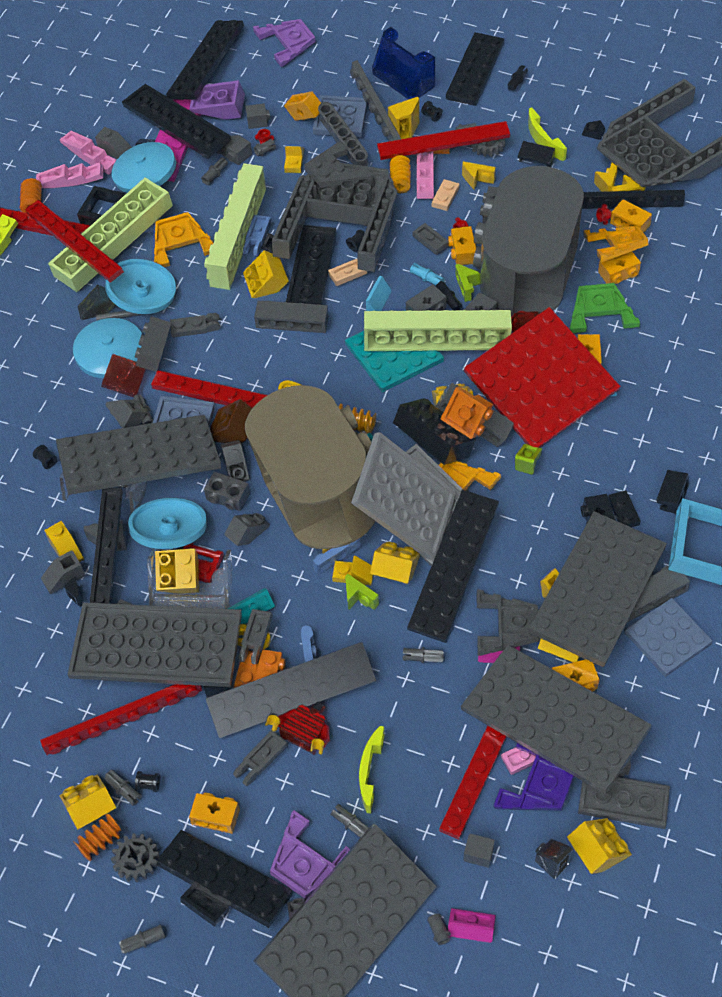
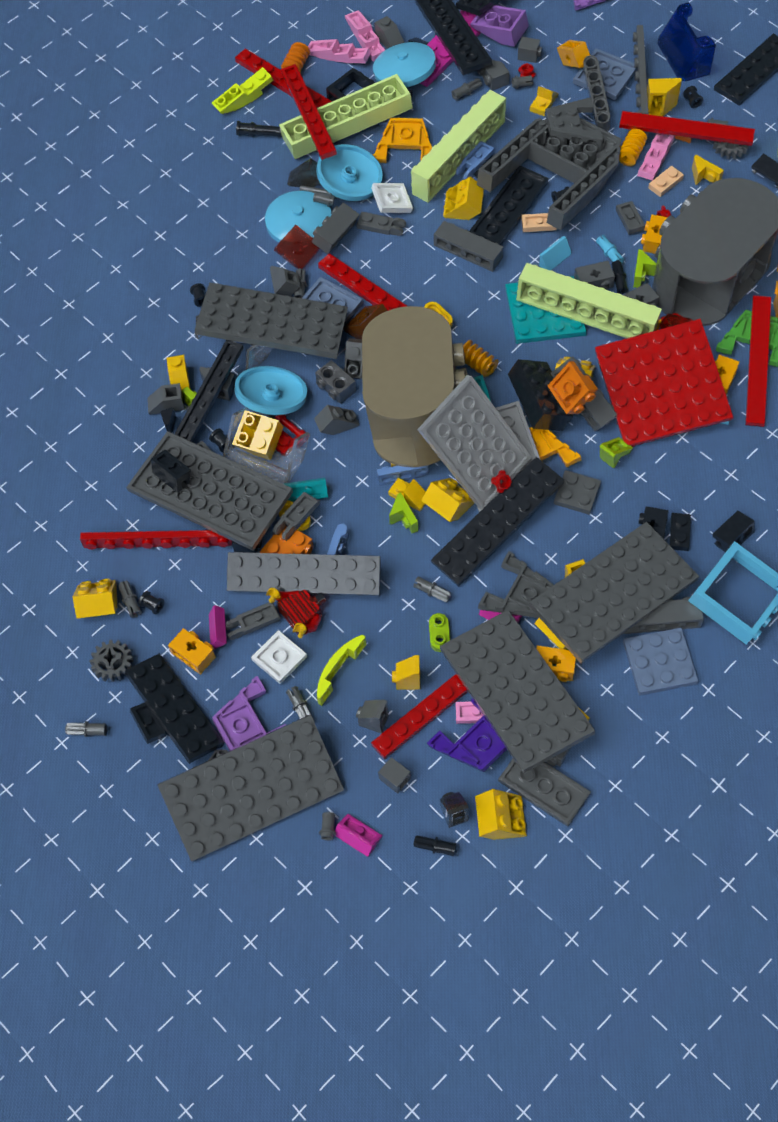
camera: 25 degrees right, 5 degrees up
(20, 277) = (253, 129): none -> black pin
(86, 560) = (188, 395): none -> lime plate
(98, 837) = (89, 632): orange piece -> none
(108, 639) = (170, 470): none -> black hinge
(127, 319) = (324, 198): none -> dark grey pin
(138, 591) = (218, 438): none -> black bush
(194, 296) = (391, 198): none -> white plate
(228, 778) = (217, 627): none -> dark pink slope
(306, 782) = (279, 657): none -> white plate
(429, 799) = (373, 715): none -> dark grey slope
(442, 525) = (506, 481): none -> red plate
(443, 745) = (407, 674): none -> yellow slope
(449, 692) = (438, 631): none -> lime plate
(513, 509) = (577, 492): none -> dark grey plate
(552, 901) = (435, 845): none -> black axle
(614, 328) = (758, 361): none -> red tile

